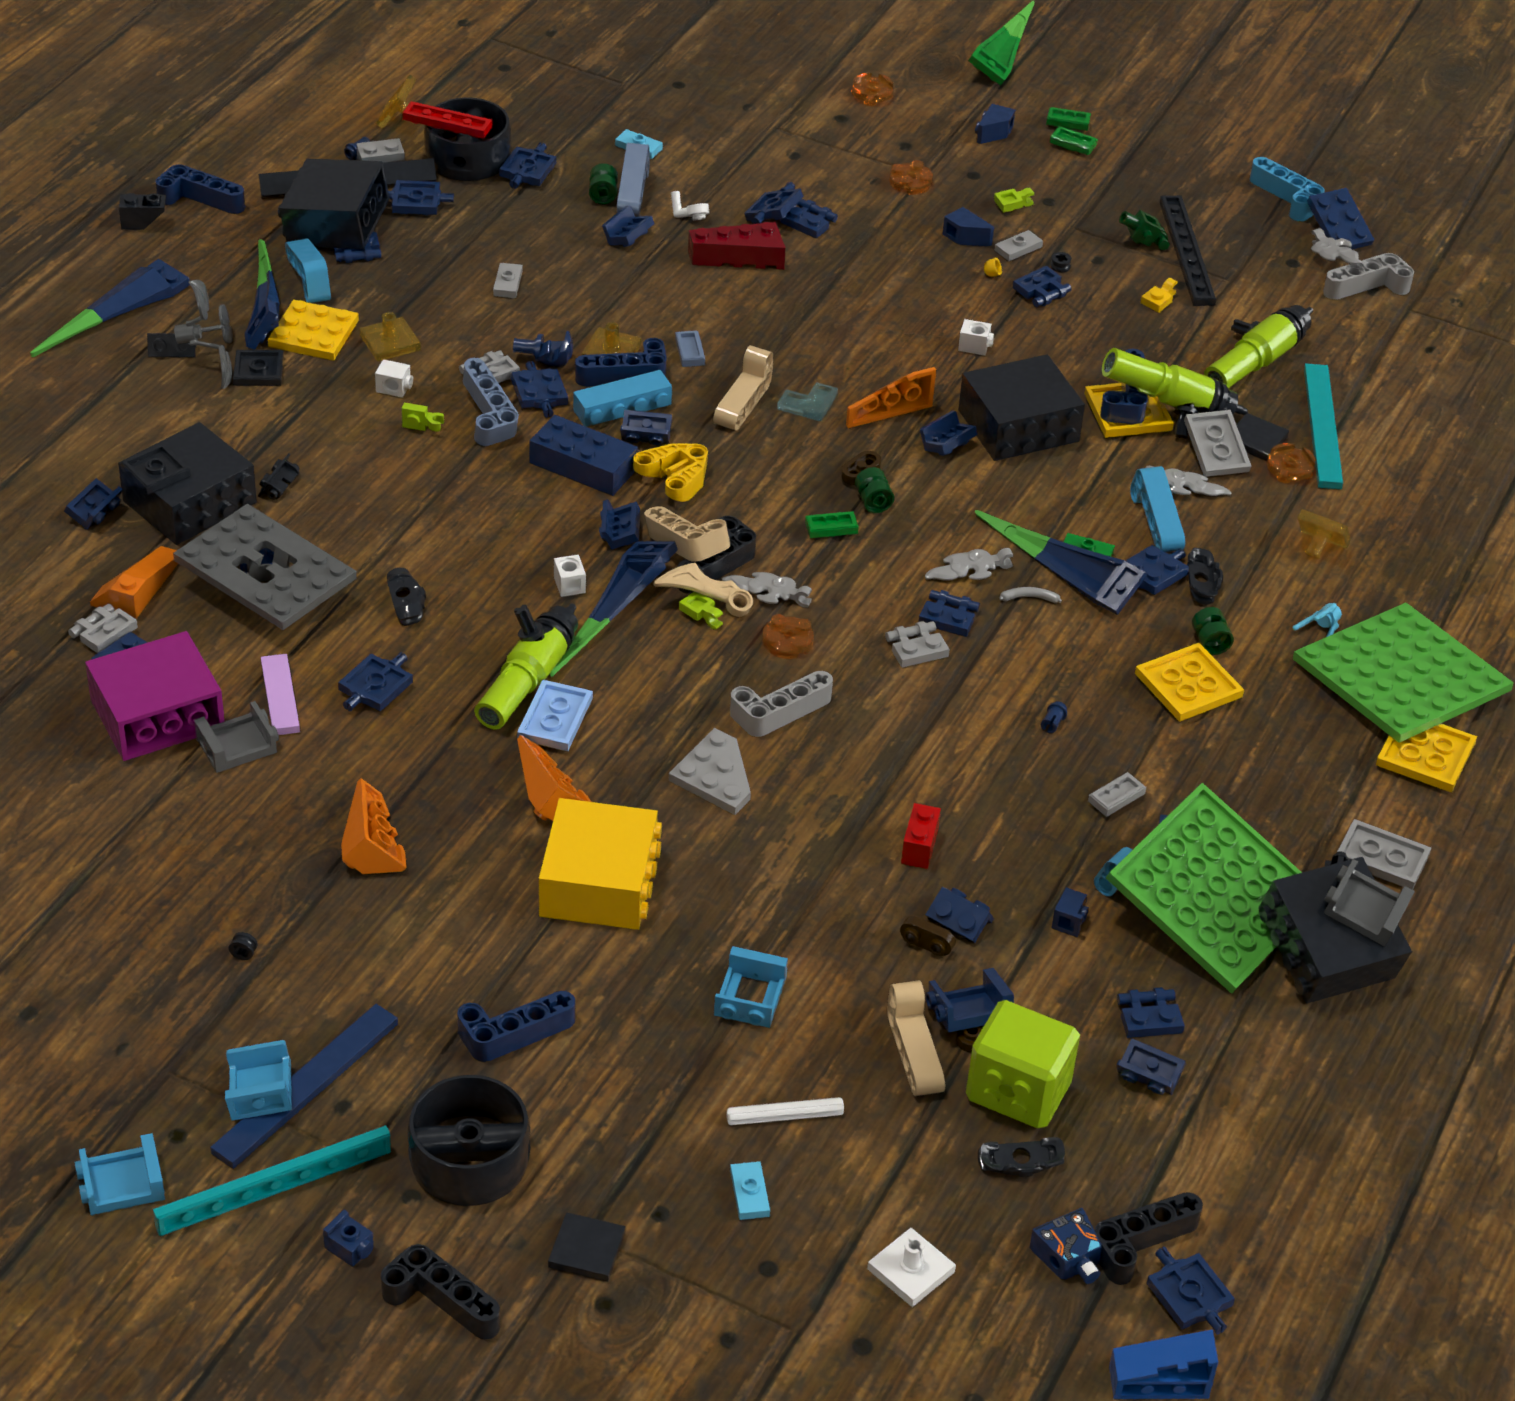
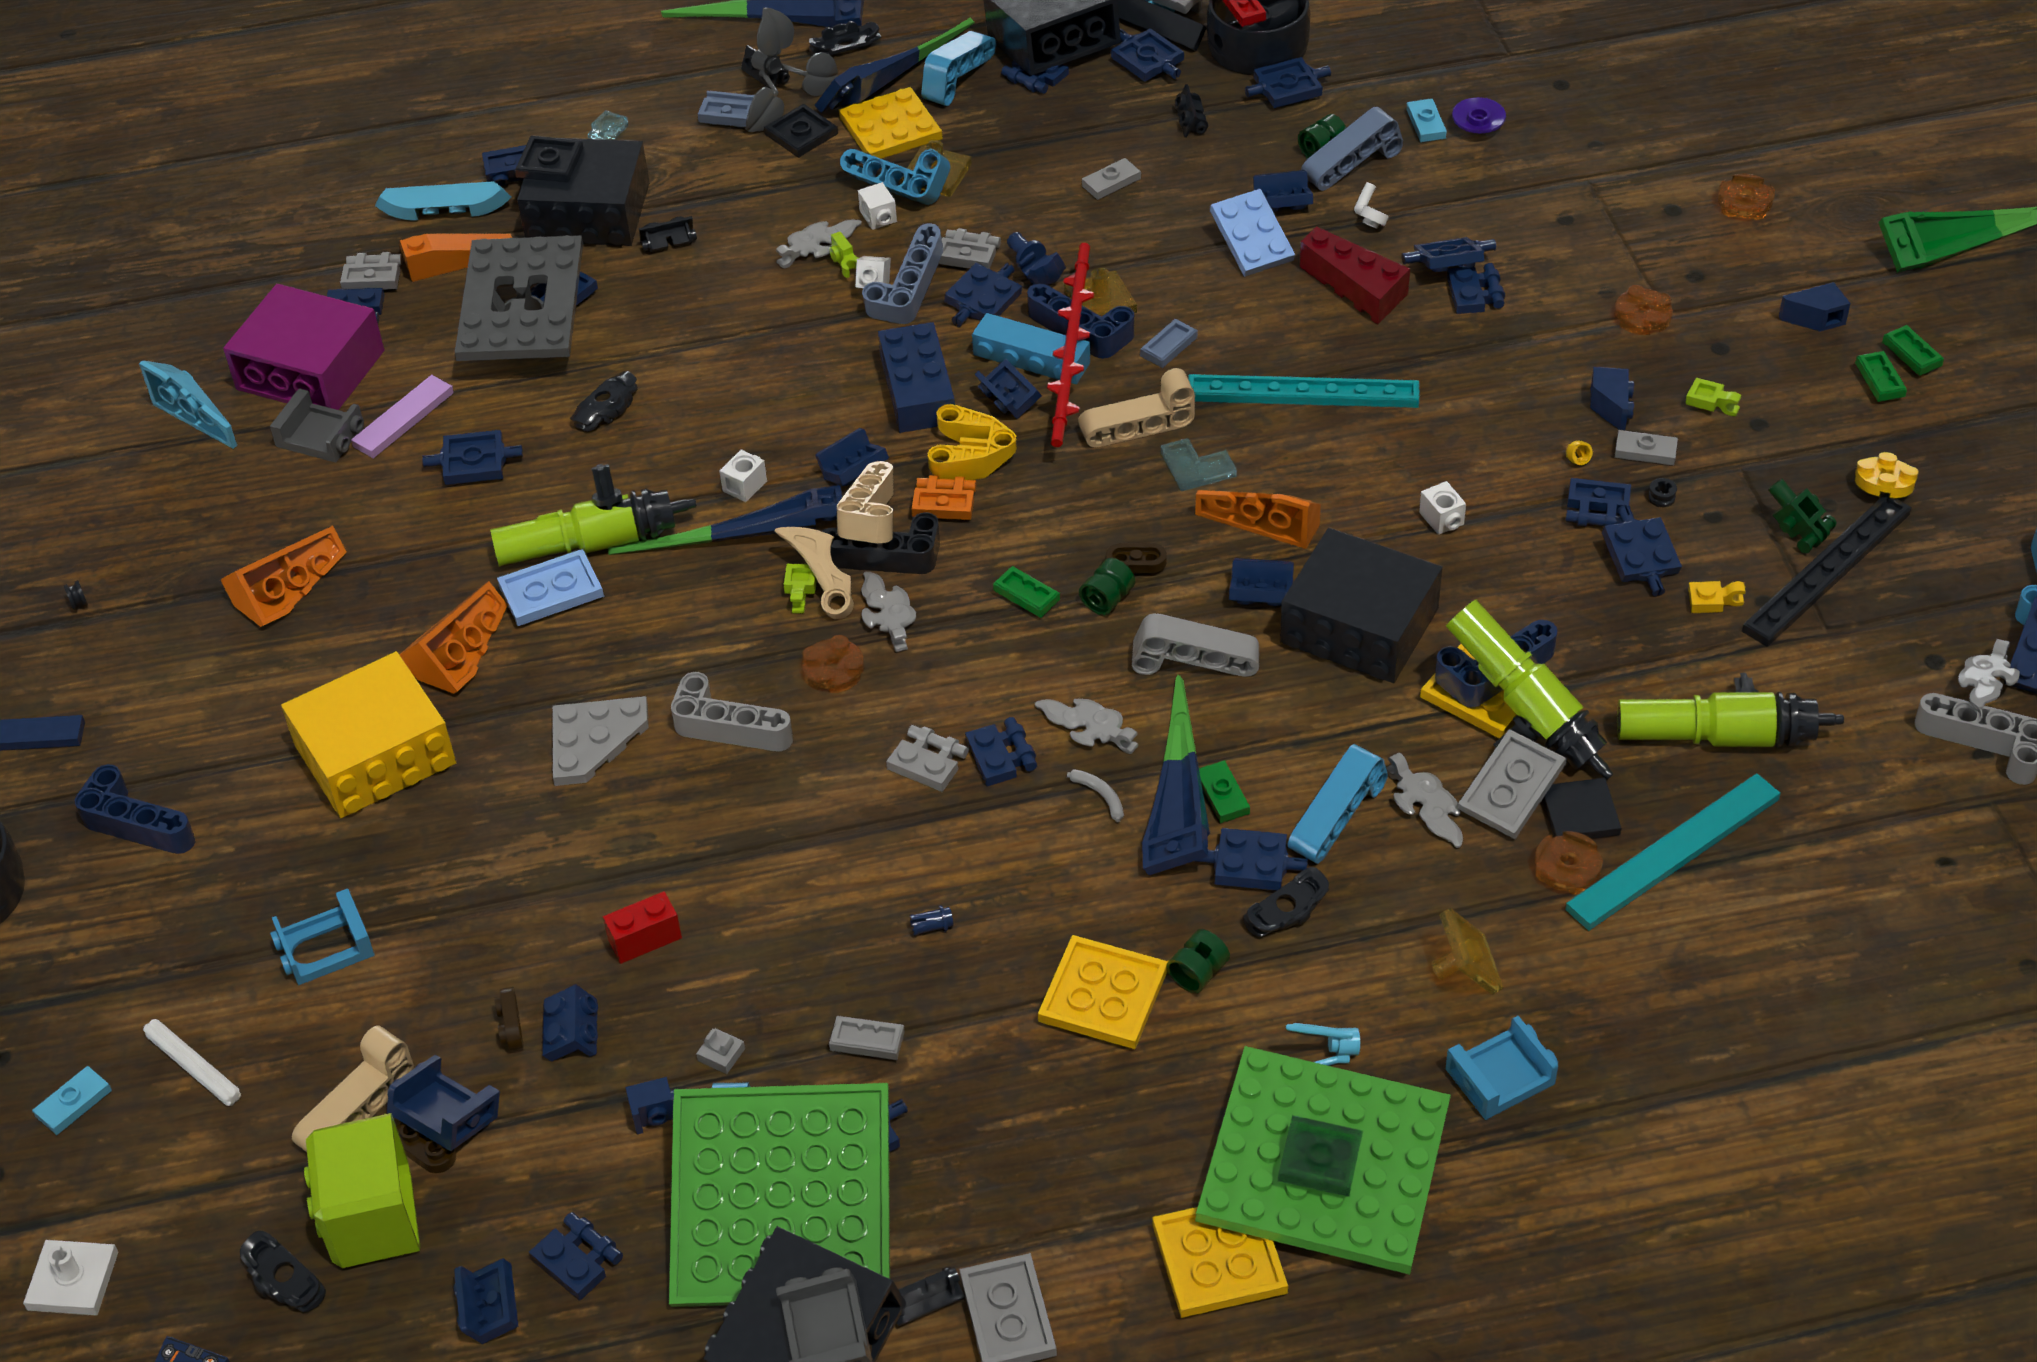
camera: 55 degrees right, 5 degrees up
(62, 566) = (408, 201): none -> medium azure brick
(116, 785) = (184, 399): none -> medium azure wedge
(121, 440) = (608, 126): none -> clear light blue plate
(186, 307) = (841, 33): none -> black piece
(189, 382) = (725, 108): none -> sand blue plate
(374, 350) = (892, 173): none -> dark azure beam
(376, 424) = (809, 240): none -> light grey piece
(460, 414) = (872, 269): none -> white brick
(496, 215) = (1190, 112): none -> black hinge
(648, 258) = (1252, 232): none -> light blue plate
(659, 380) = (1067, 352): none -> red plant
(669, 123) = (1479, 115): none -> dark purple dish
(705, 507) = (944, 497): none -> orange plate
(810, 322) = (1305, 390): none -> teal tile
(967, 485) = (1192, 644): none -> light grey beam
(1055, 862) = (720, 1050): none -> light grey tile
(1099, 294) = (1641, 550): none -> dark blue plate
(1150, 187) = (1886, 475): none -> yellow plate
(1407, 572) = (1503, 1069): none -> dark azure panel
(1415, 663) = (1320, 1156): none -> clear green plate

